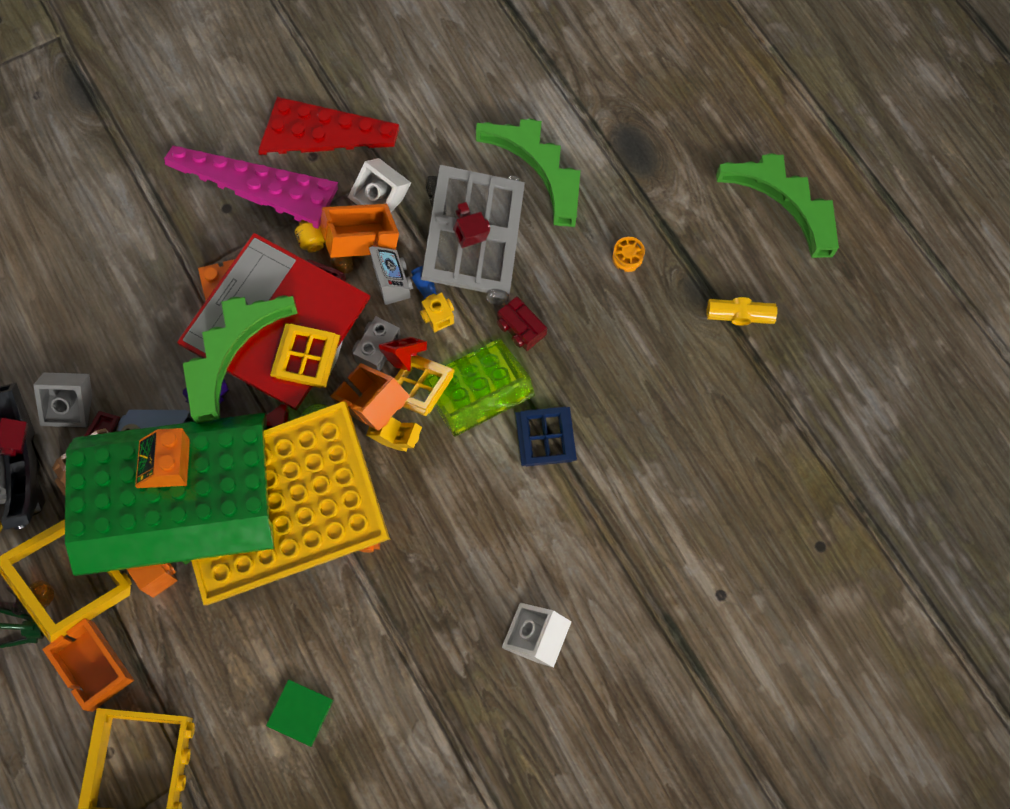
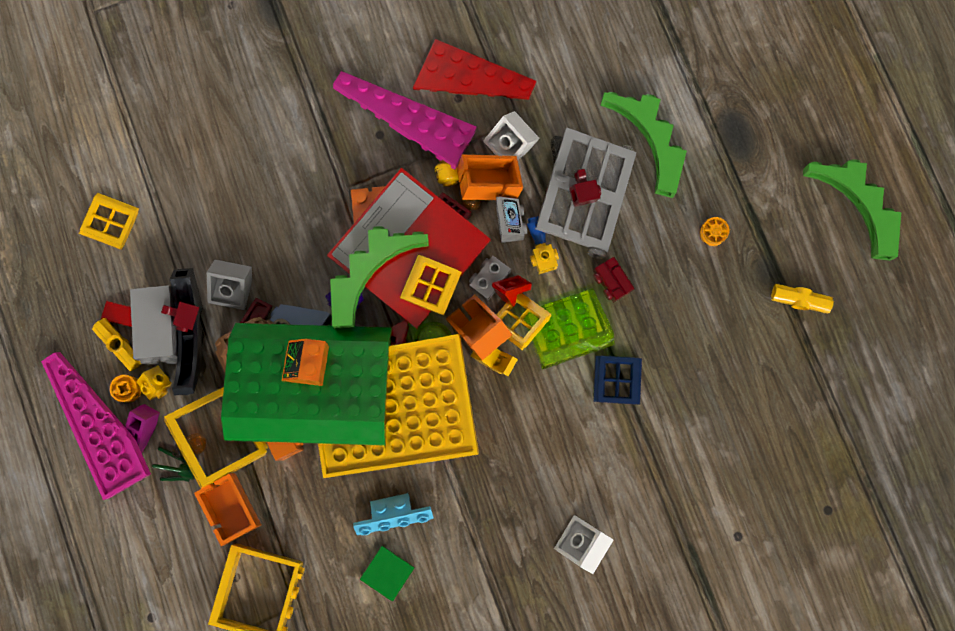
camera: 15 degrees right, 10 degrees up
(295, 639) = (392, 513): none -> medium azure bracket

